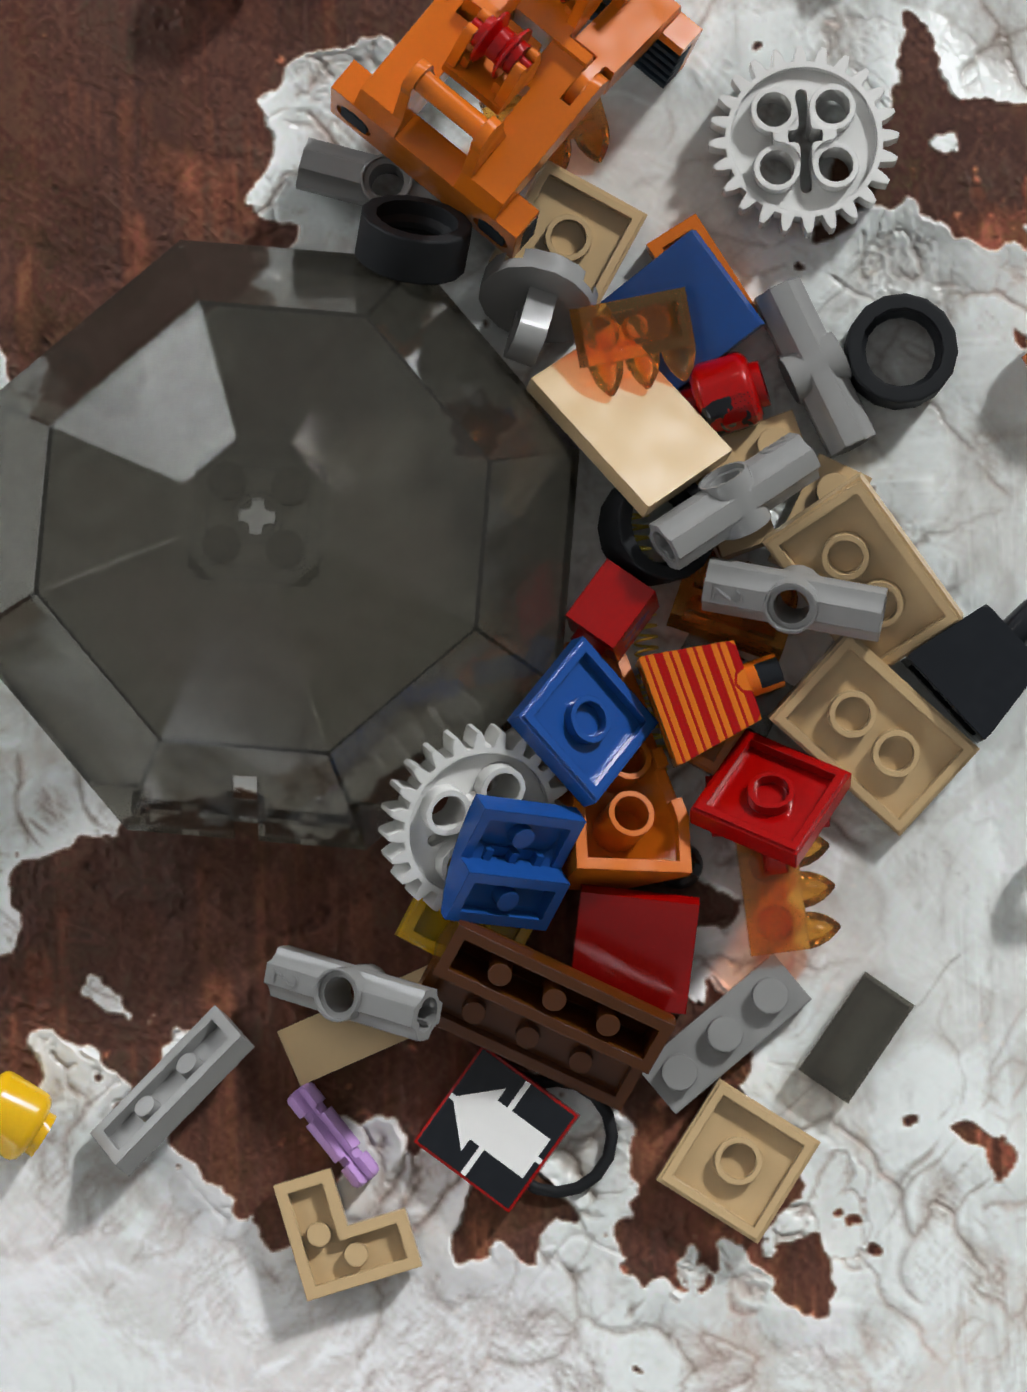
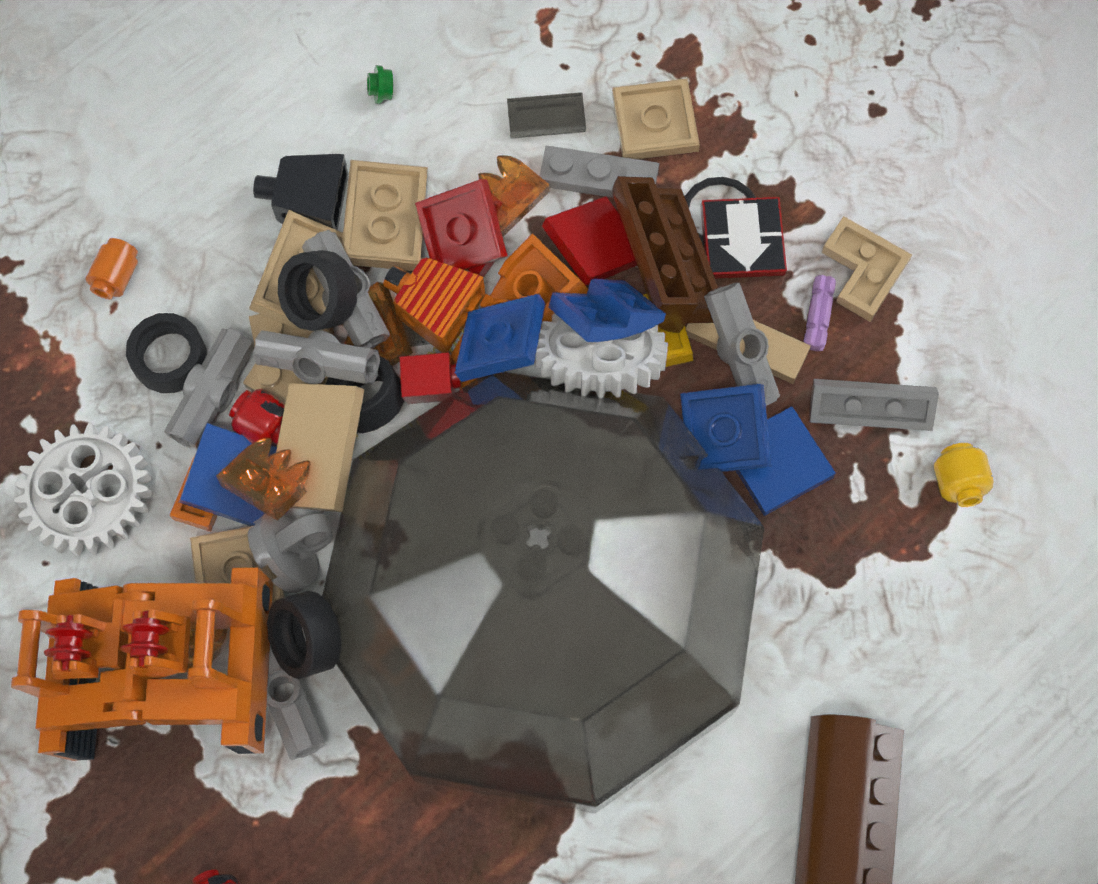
camera: 130 degrees left, 15 degrees down
(202, 930) = (795, 462): none -> blue tile
(277, 897) = (729, 426): none -> blue tile
(803, 583) = (293, 293): none -> black tyre

